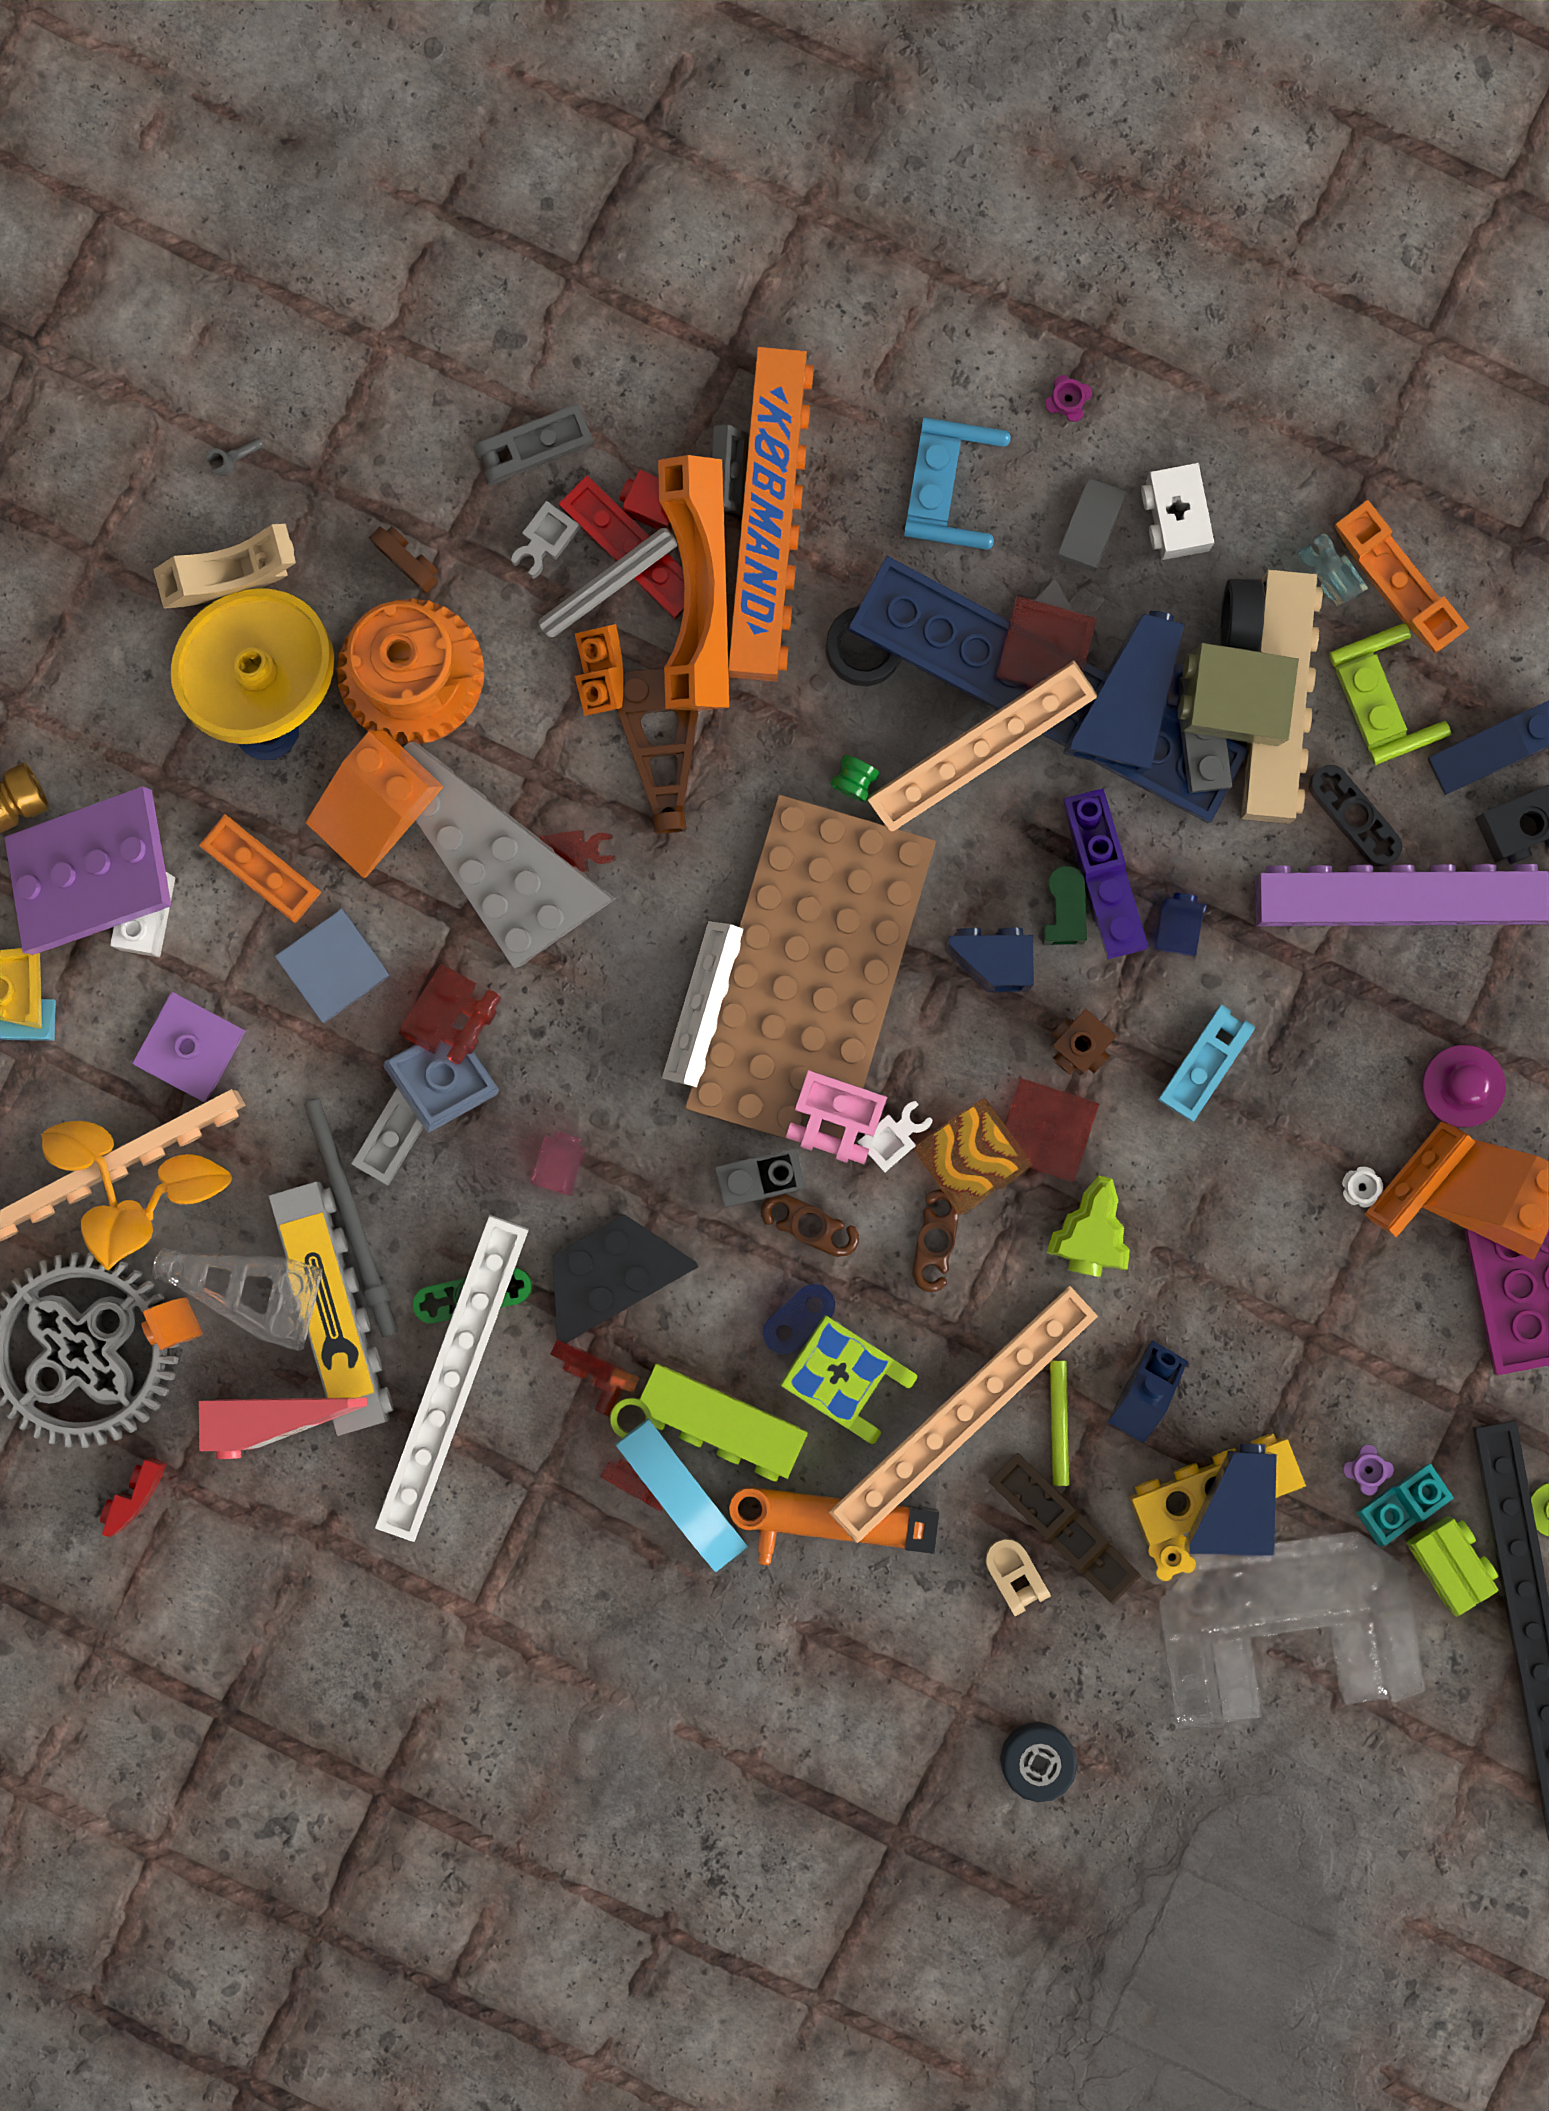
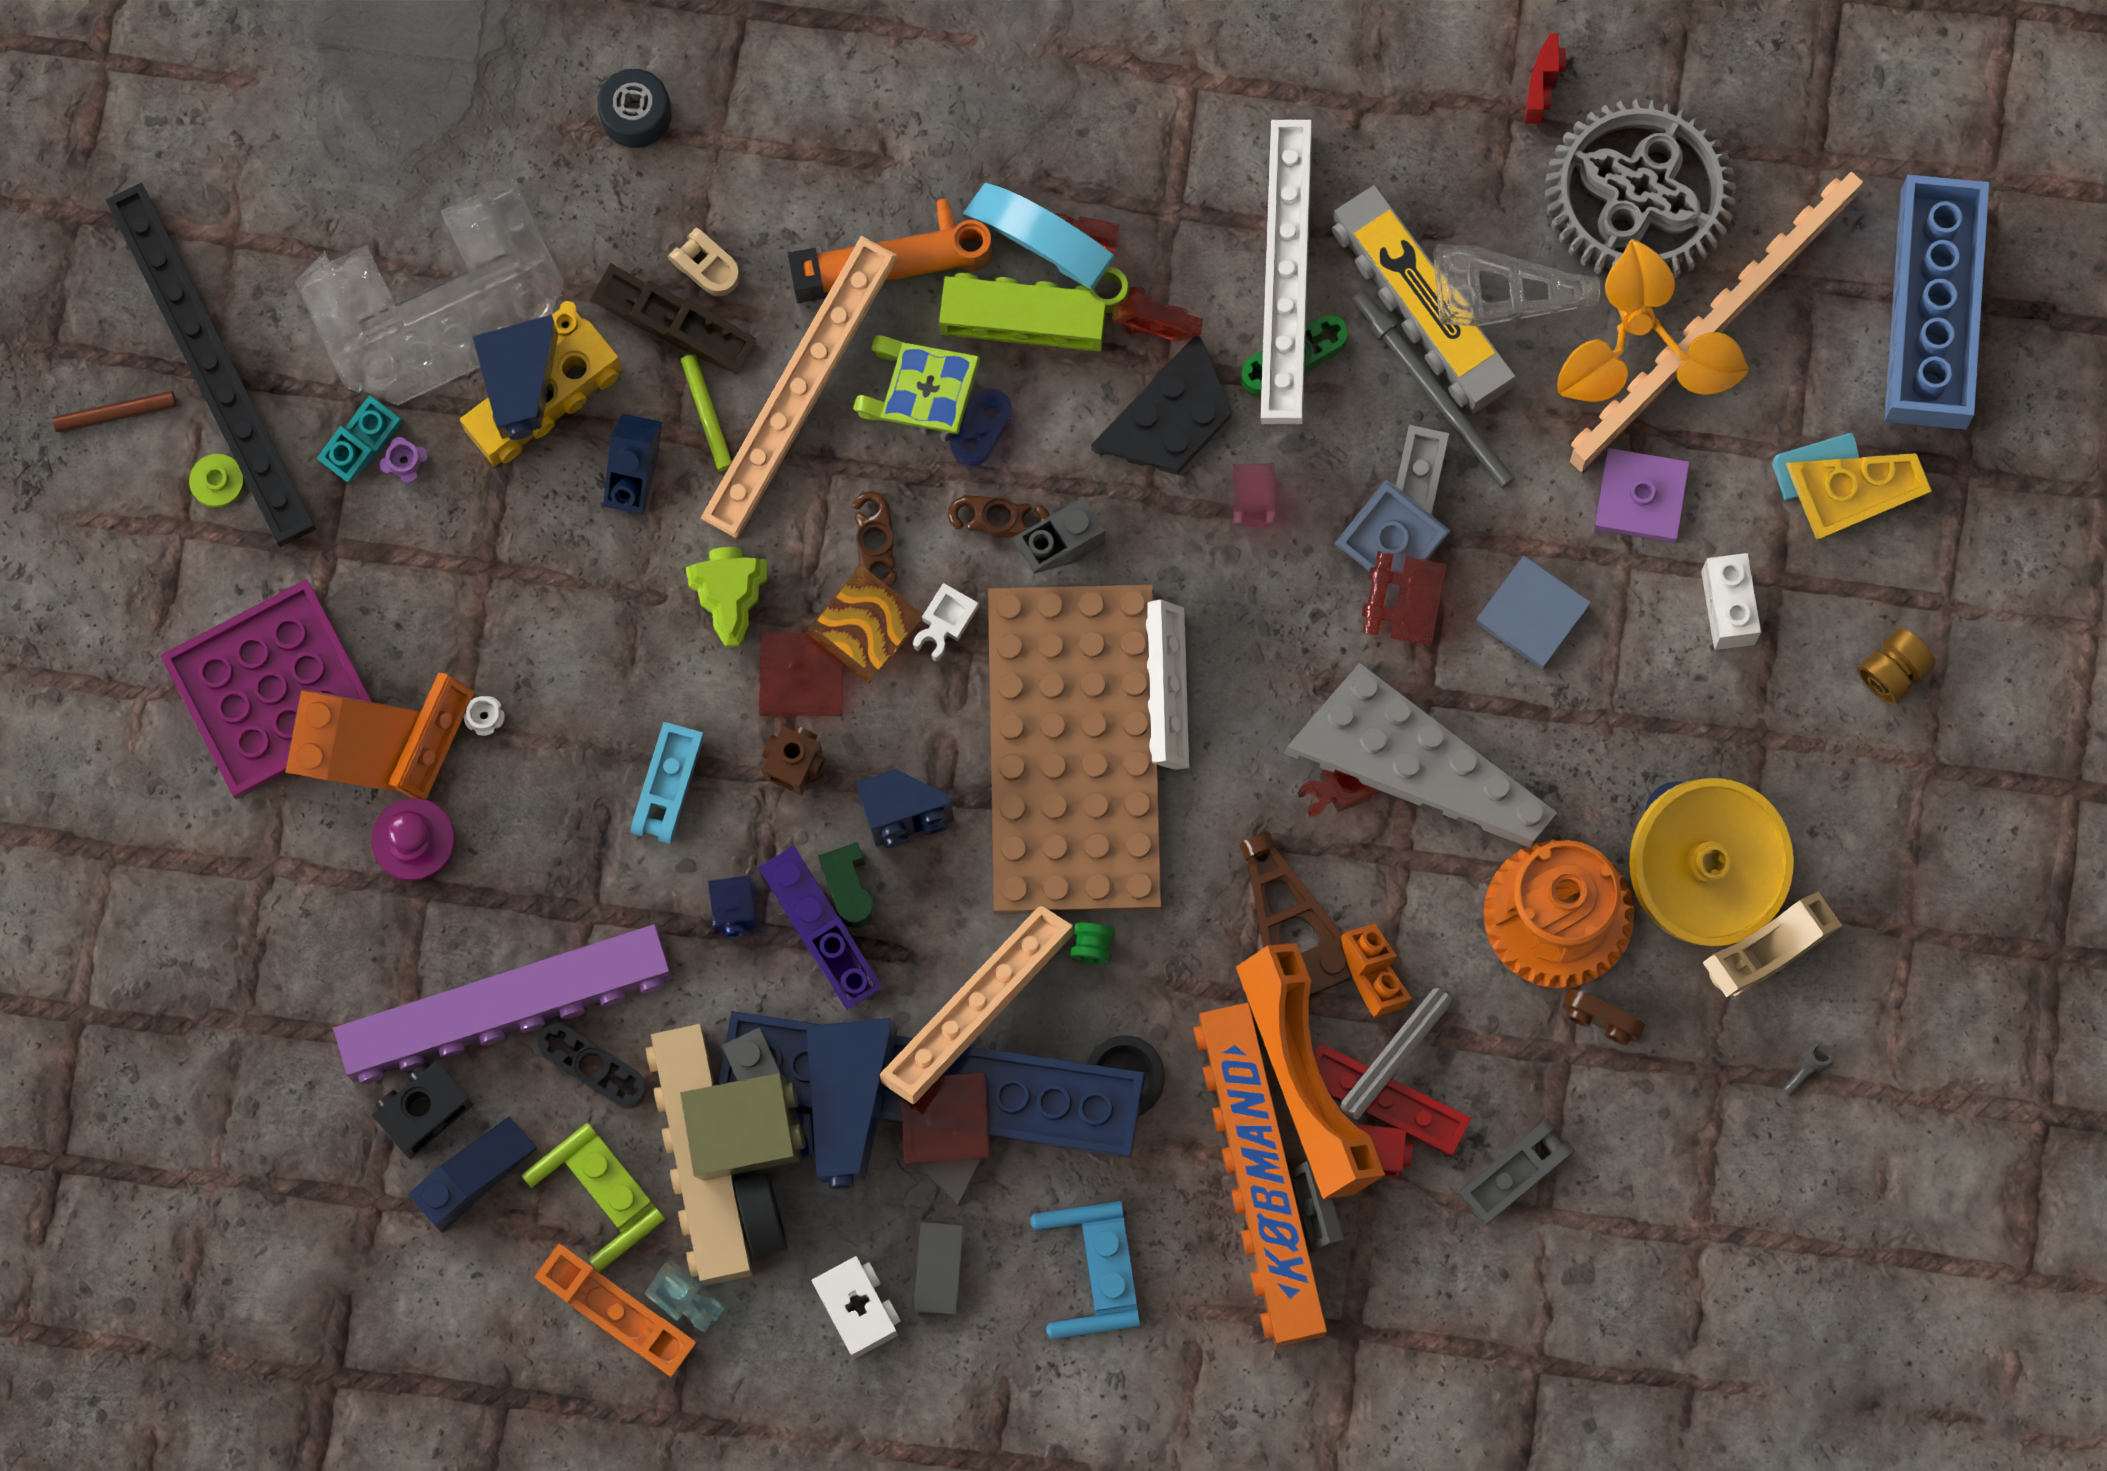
camera: 165 degrees right, 10 degrees down
(87, 871) = (1795, 615): medium lavender plate -> none
(171, 1323) = (1562, 234): orange slope -> none
(253, 1423) = (1461, 173): coral slope -> none
(260, 868) = (1635, 681): orange tile -> none
(372, 801) = (1547, 772): orange slope -> none
(548, 534) = (1470, 1086): light grey plate -> none
(841, 1105) = (1005, 625): bright pink plate -> none
(1078, 392) = (994, 1380): magenta plate -> none
(1453, 1565) = (300, 396): lime brick -> none

